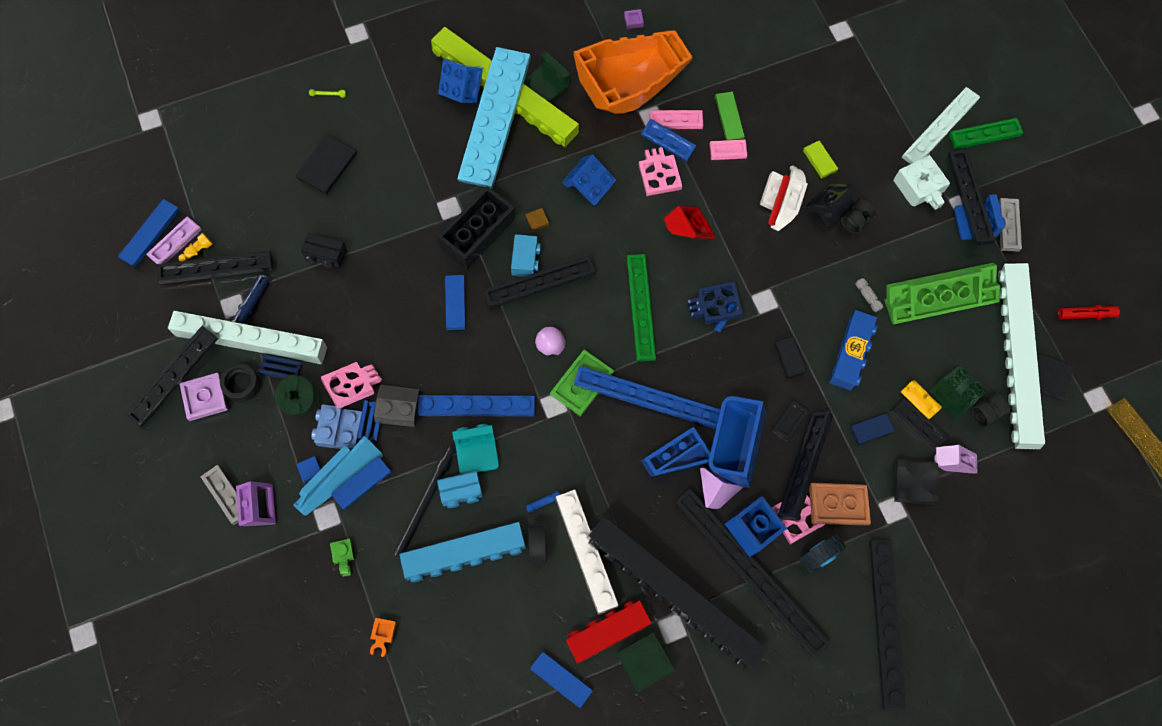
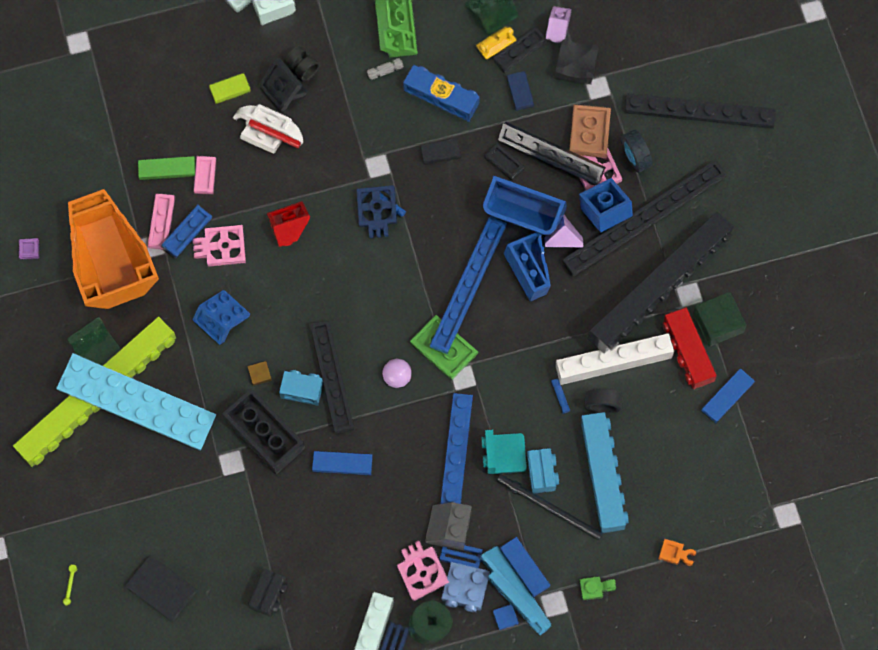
camera: 80 degrees left, 0 degrees up
(460, 81) = (86, 436): blue bracket -> none
(641, 308) = (370, 282): green tile -> none

